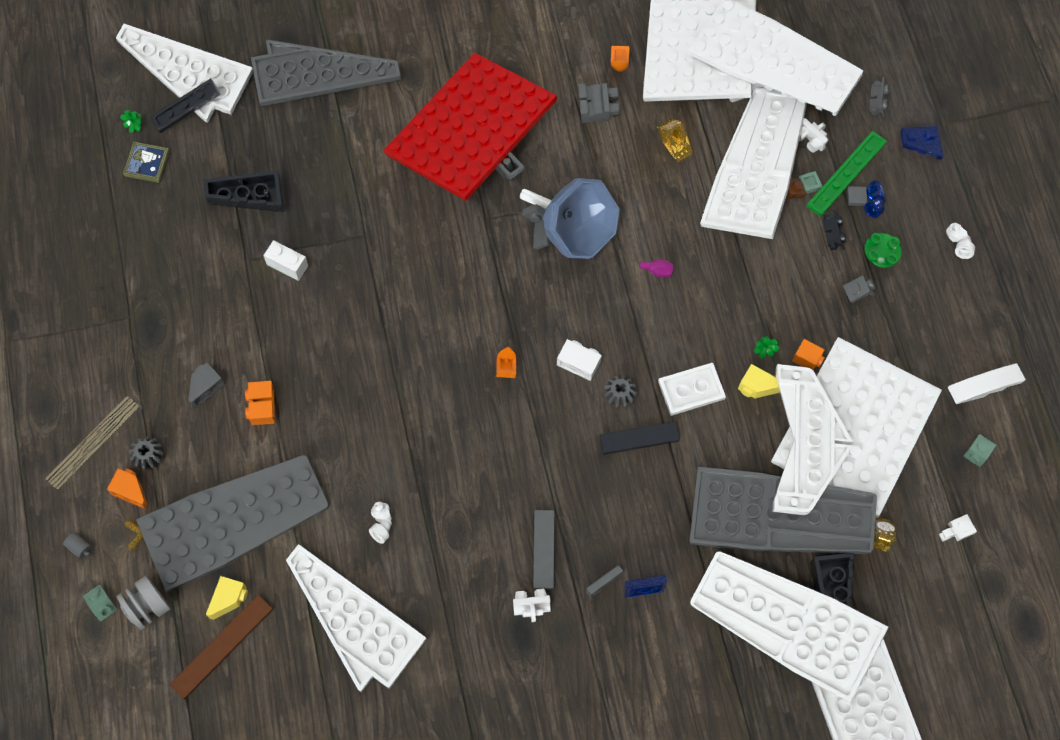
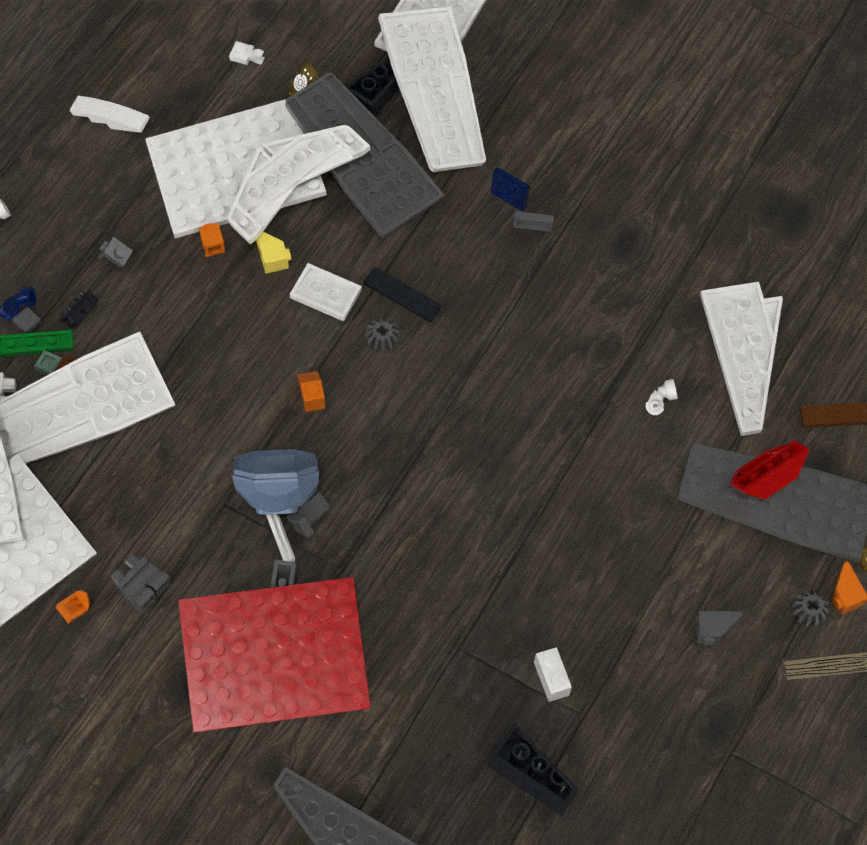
camera: 140 degrees left, 5 degrees down
(226, 597) = (831, 440): light yellow slope -> none
(252, 516) = (770, 470): none -> red wedge
(261, 403) = (679, 569): orange piece -> none
(506, 363) = (450, 430): orange plate -> none
(531, 606) = (593, 246): white hips -> none
(543, 550) = (554, 281): dark grey tile -> none
(579, 359) = (389, 384): white brick -> none
(626, 310) = (311, 391): none -> orange slope
(659, 267) = (248, 399): magenta piece -> none
(675, 139) = (113, 491): clear yellow slope -> none
(766, 346) = (233, 274): green plant -> none
(883, 250) = (60, 264): green dish -> none
(979, 450) = (172, 79): sand green brick -> none

